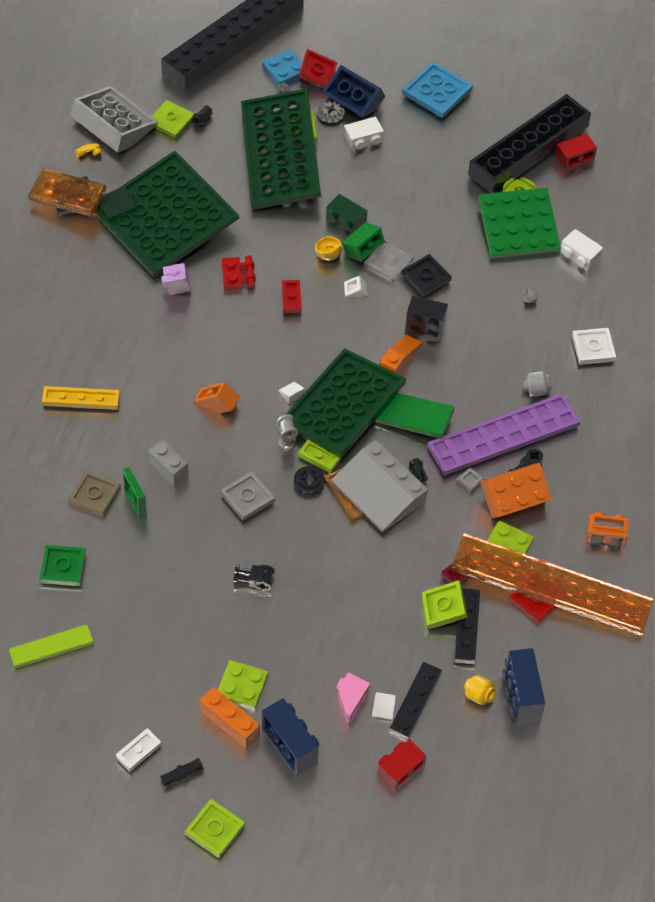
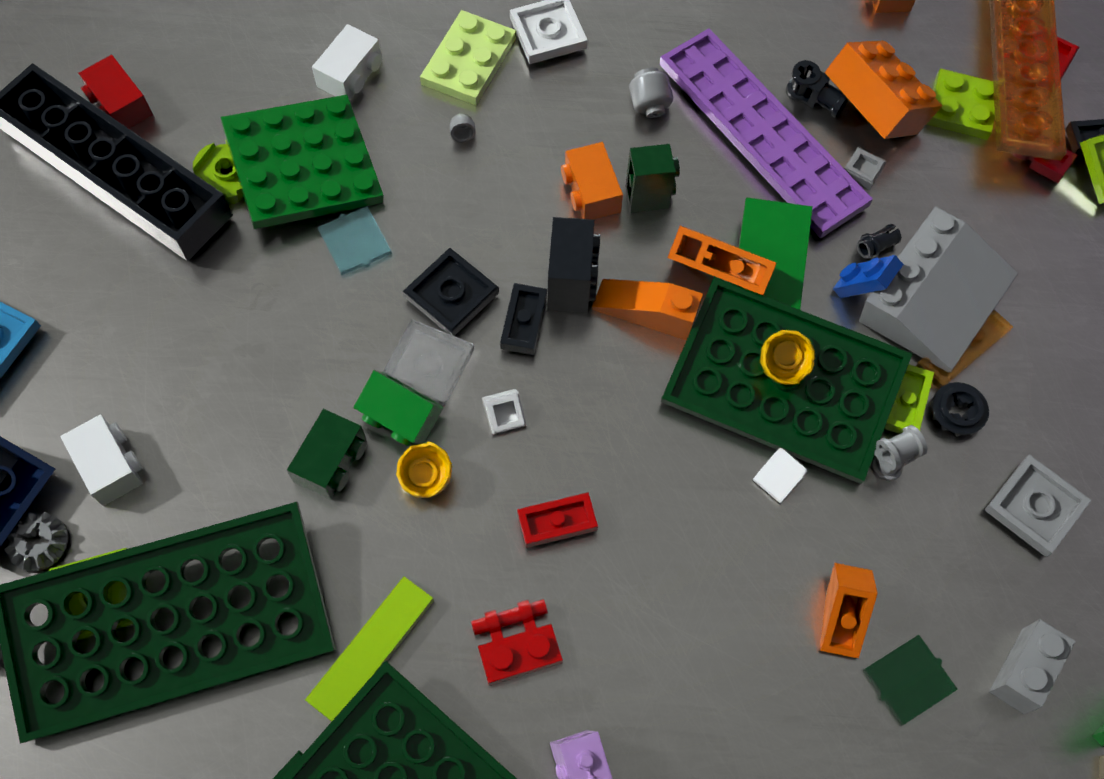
camera: 100 degrees left, 10 degrees up
(177, 420) = (910, 679): none -> clear green piece
(252, 223) = (370, 648): none -> lime tile
(347, 391) = (787, 357): none -> yellow hair
(392, 448) = (867, 276): none -> blue plate
(398, 300) = (523, 319): none -> black plate
(420, 381) = (722, 260): none -> orange slope
(468, 243) = (354, 240): none -> clear light blue piece
(473, 364) = (651, 177): none -> dark green brick
(481, 345) = (592, 181): none -> orange brick
(580, 307) = (468, 57): none -> yellowish green plate

